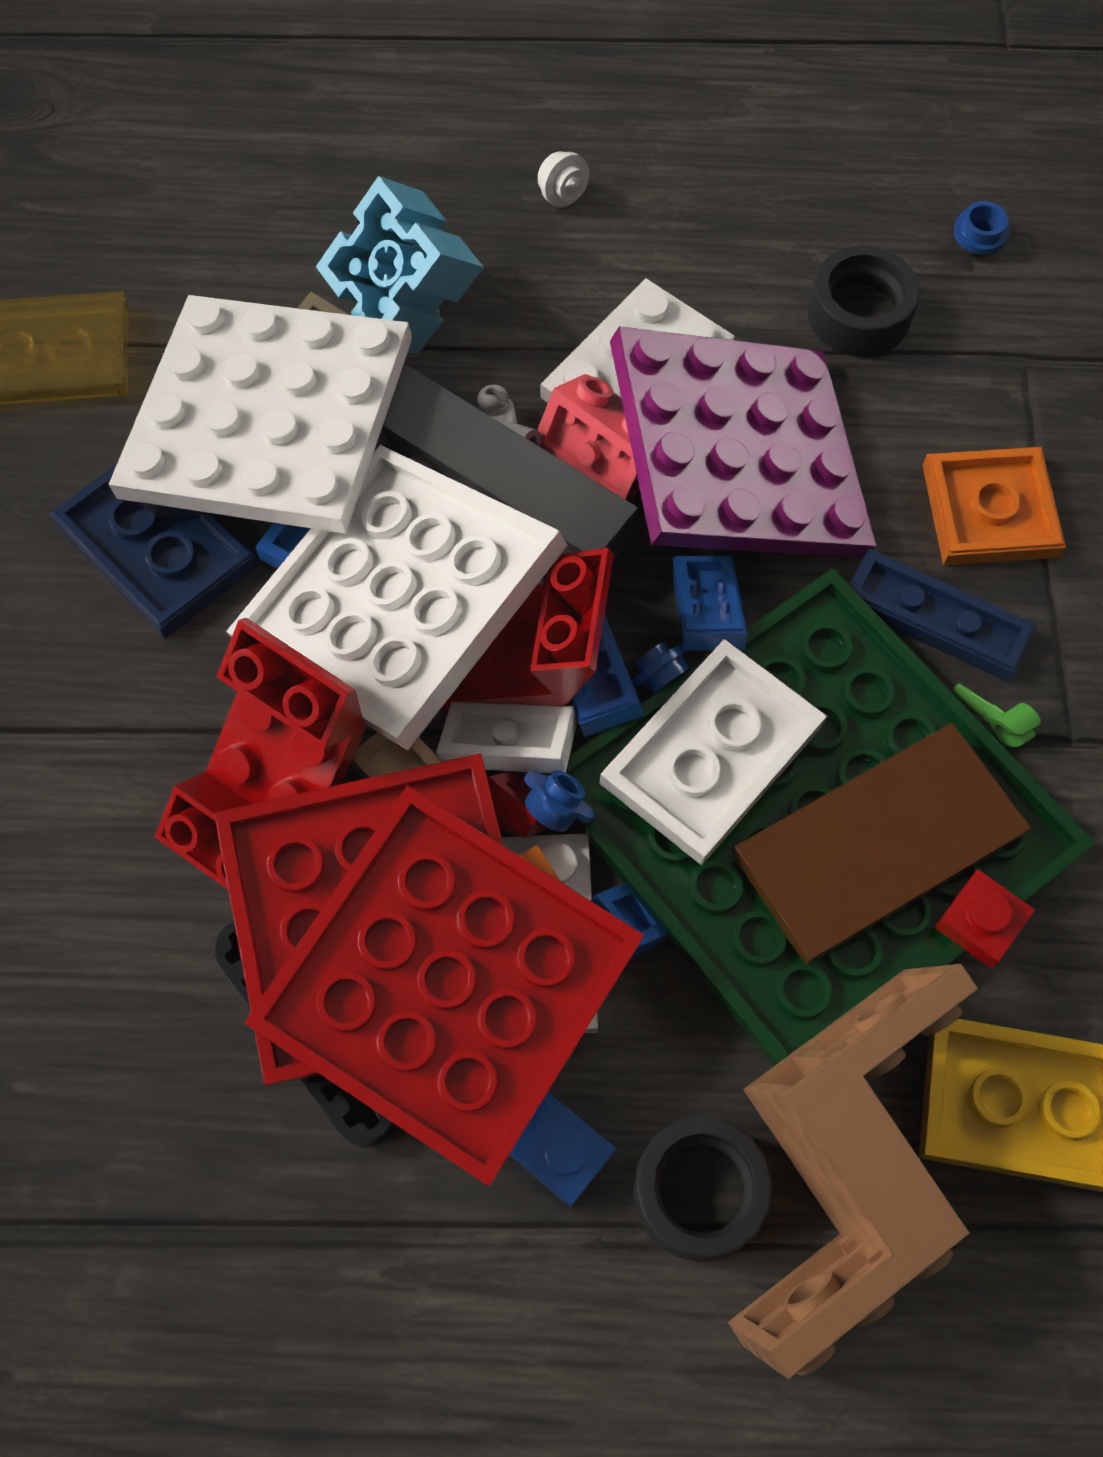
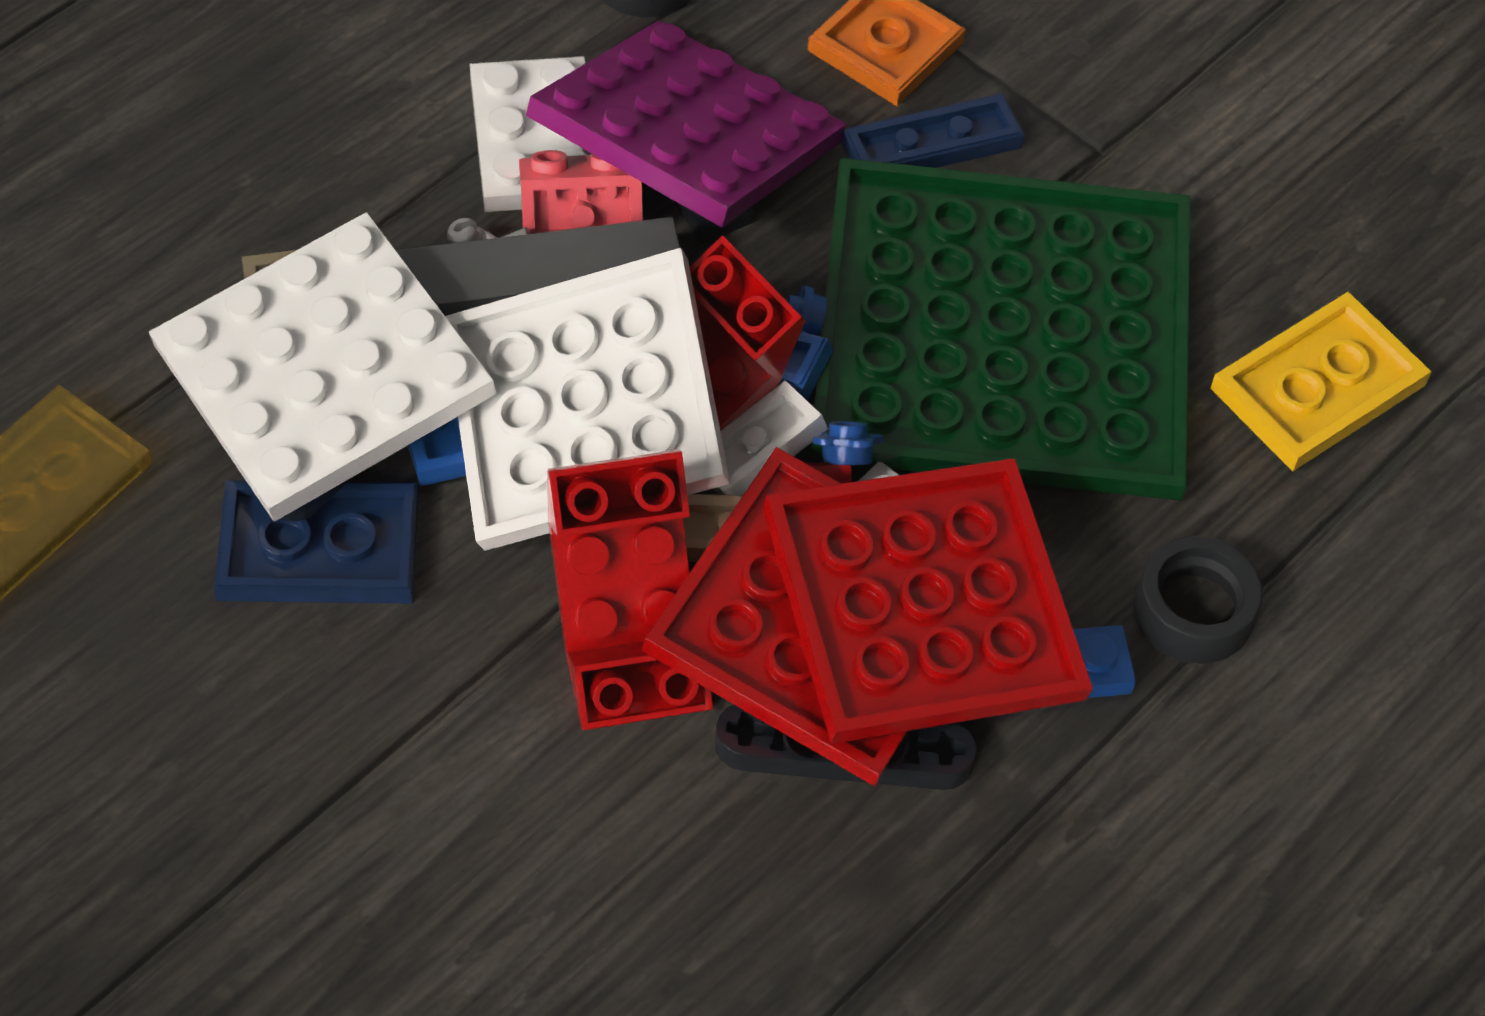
camera: 50 degrees left, 10 degrees down
(399, 260) = (287, 182): medium azure brick -> none
(563, 178) = (318, 37): white plate -> none
(708, 602) = (788, 246): blue plate -> none
(712, 751) = (909, 330): white plate -> none
(858, 1169) = (1274, 485): medium nougat bracket -> none
(879, 842) = (1070, 300): reddish brown tile -> none
(984, 918) = (1180, 291): red plate -> none
(1009, 727) = (1058, 167): bright green hand -> none

